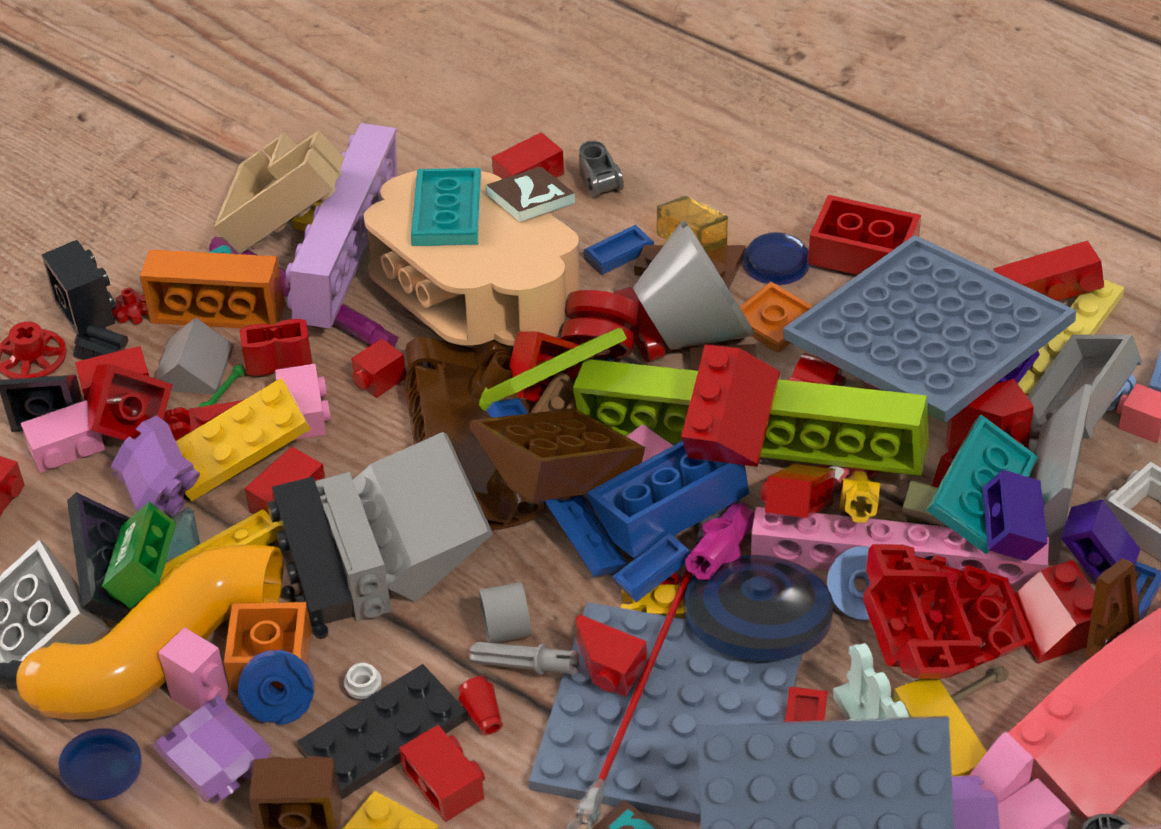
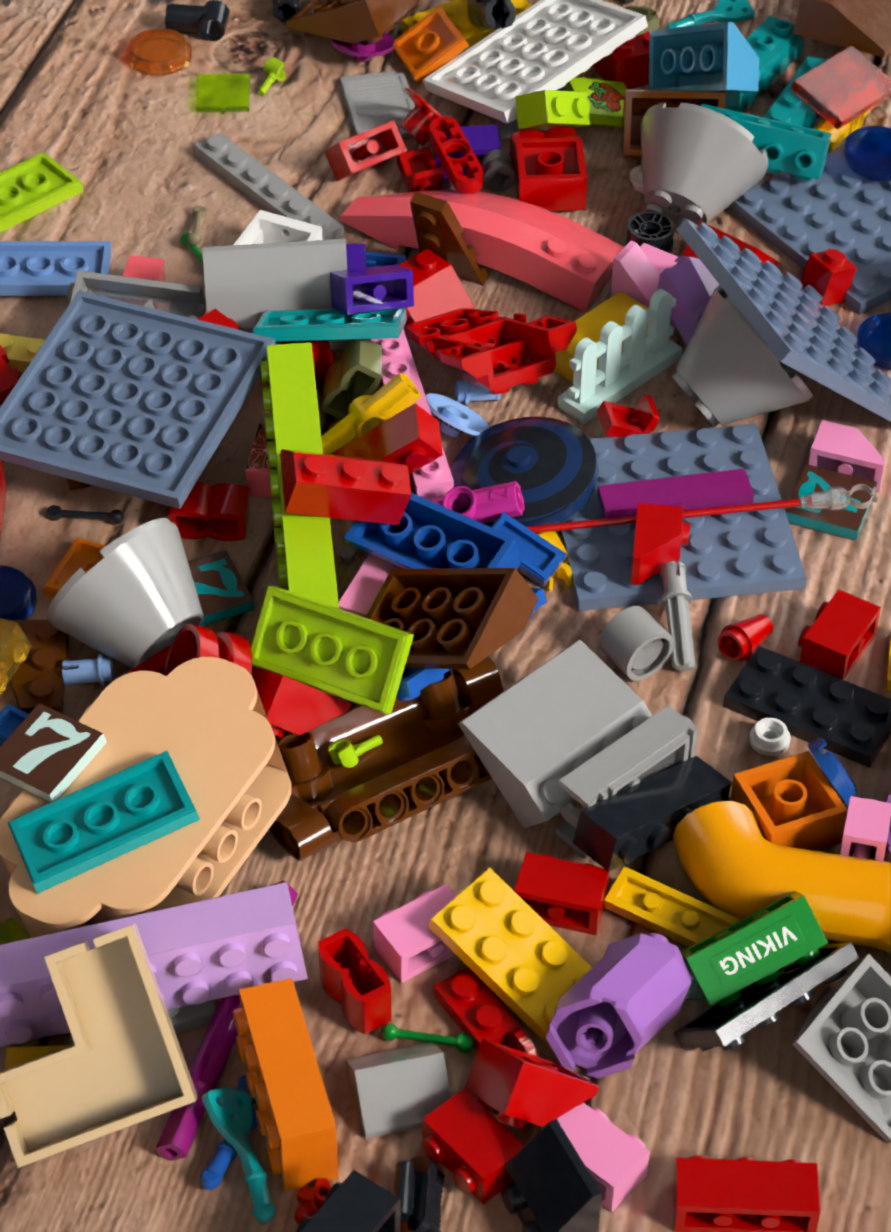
camera: 115 degrees left, 0 degrees up
(378, 368) = (335, 879): red brick -> none
(671, 704) = (688, 491): none -> magenta tile

